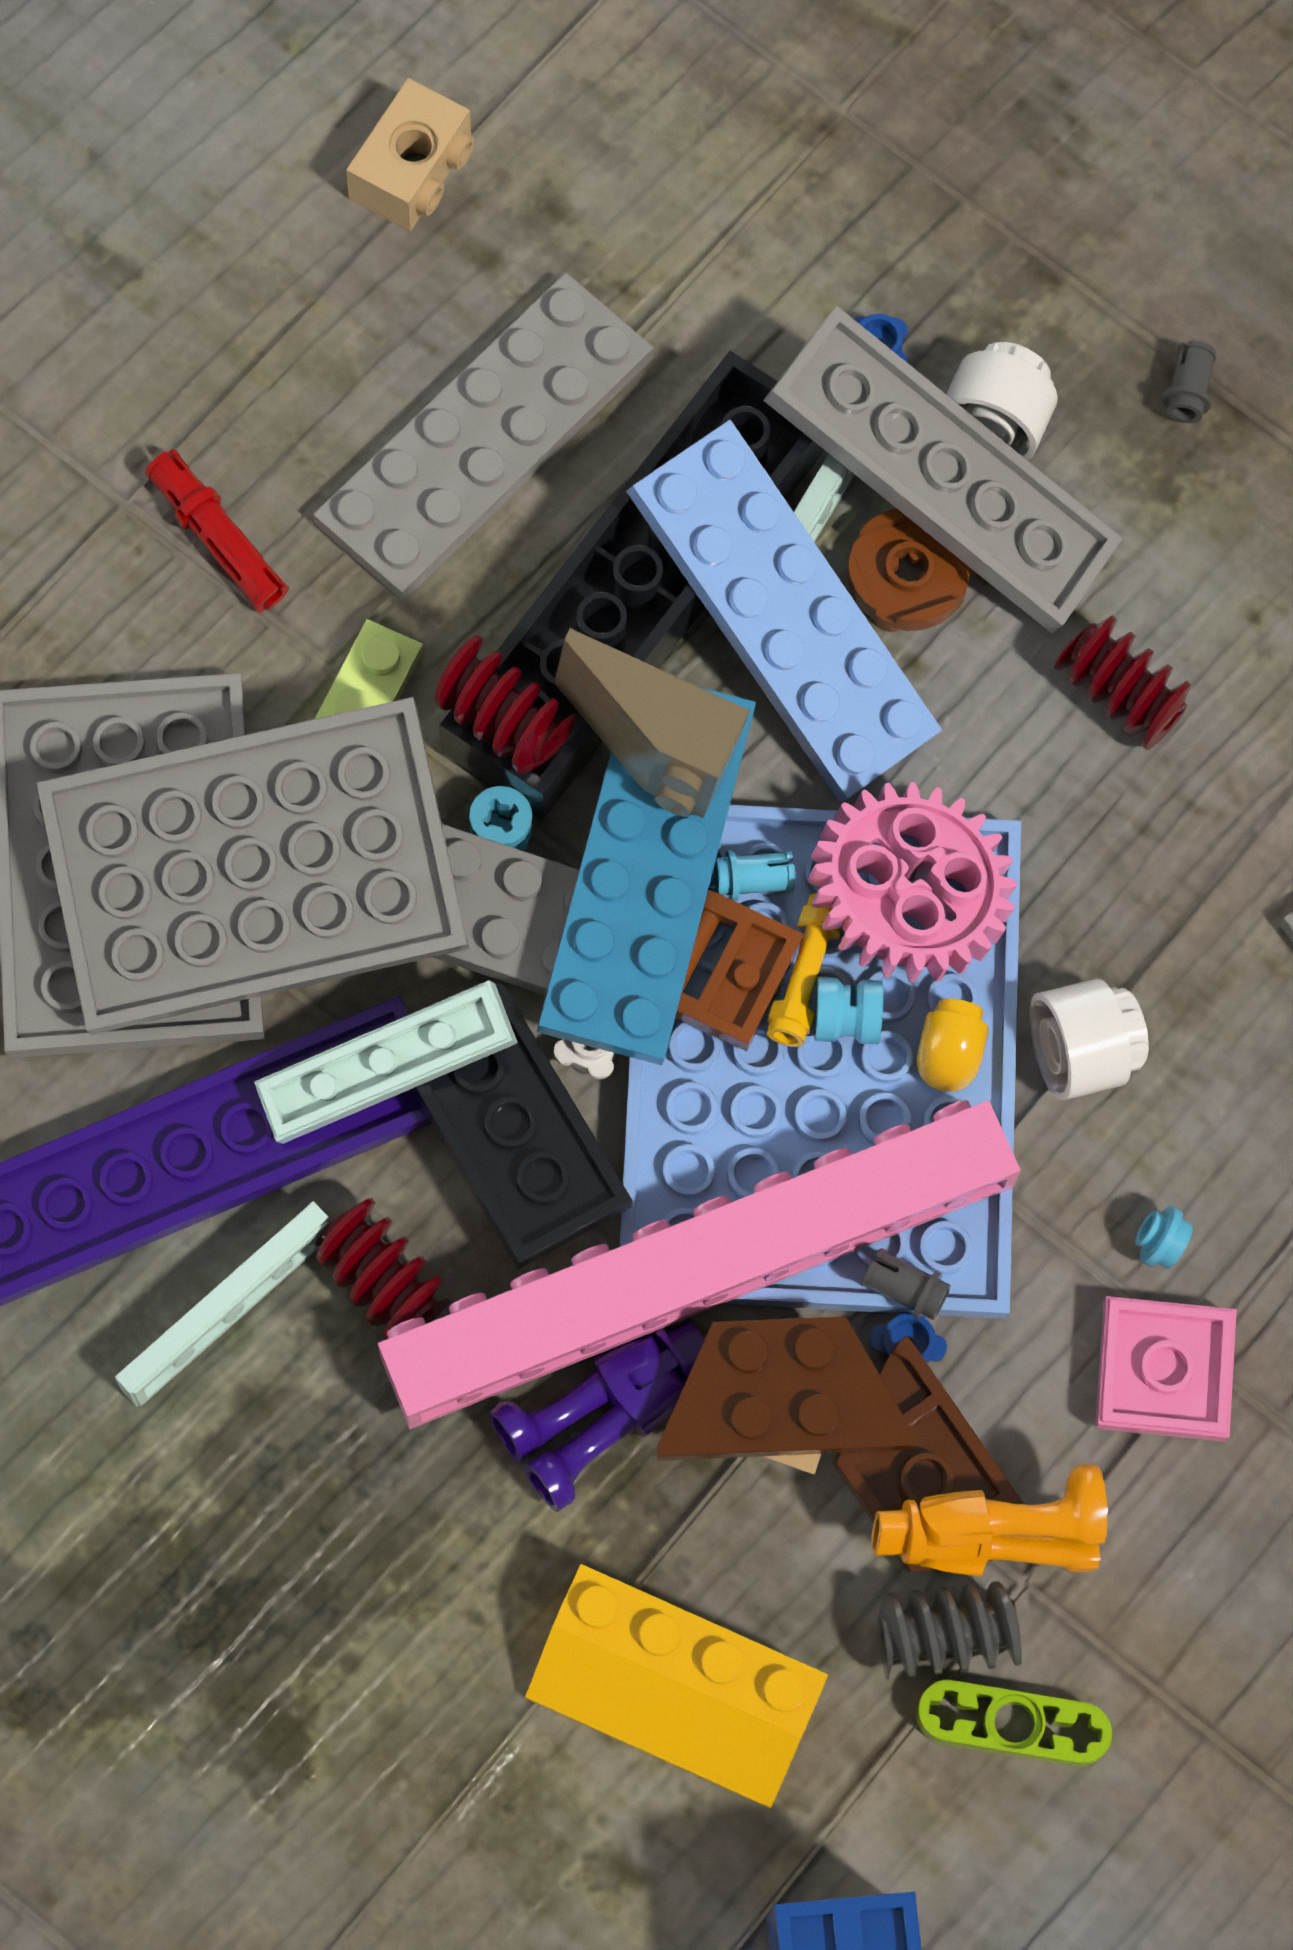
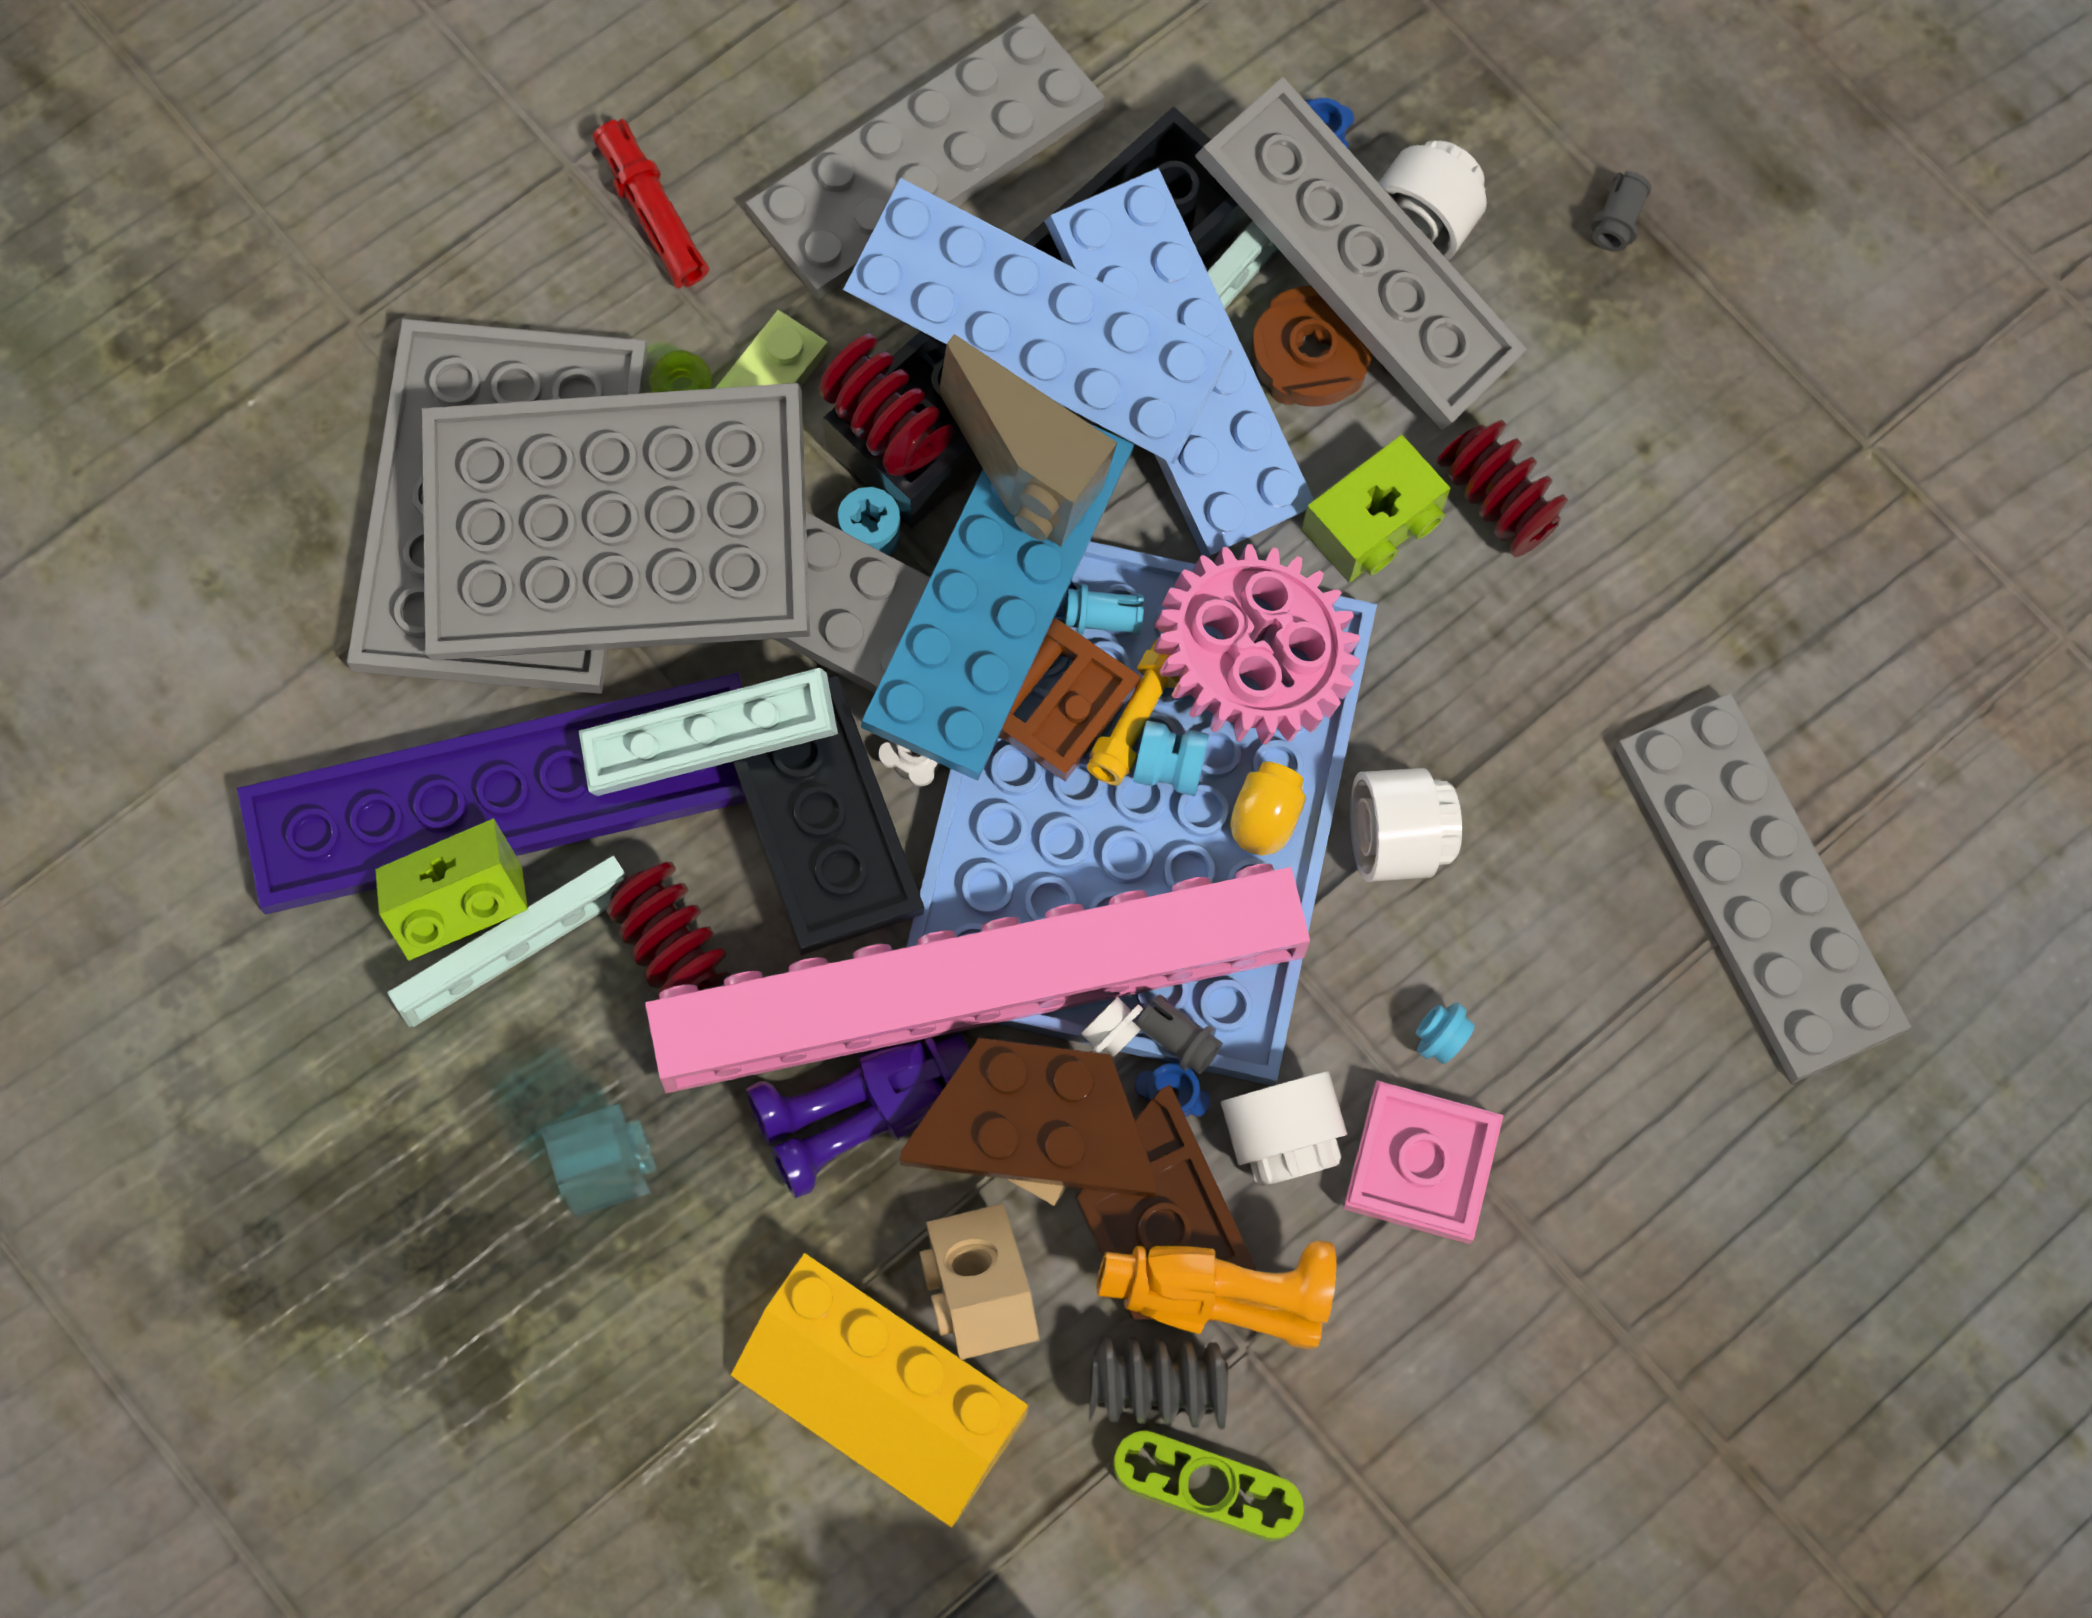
camera: 10 degrees right, 0 degrees up
(157, 1262) = (451, 889): none -> lime brick
(279, 691) = (680, 364): none -> clear neon green plate
(360, 1506) = (599, 1159): none -> clear light blue brick
(638, 593) = (1038, 320): none -> light blue plate
(758, 1560) = (981, 1282): none -> tan brick
(840, 1289) = (1112, 1027): none -> white plate
(1014, 694) = (1391, 481): none -> lime brick
(1028, 1359) = (1286, 1128): none -> white piece

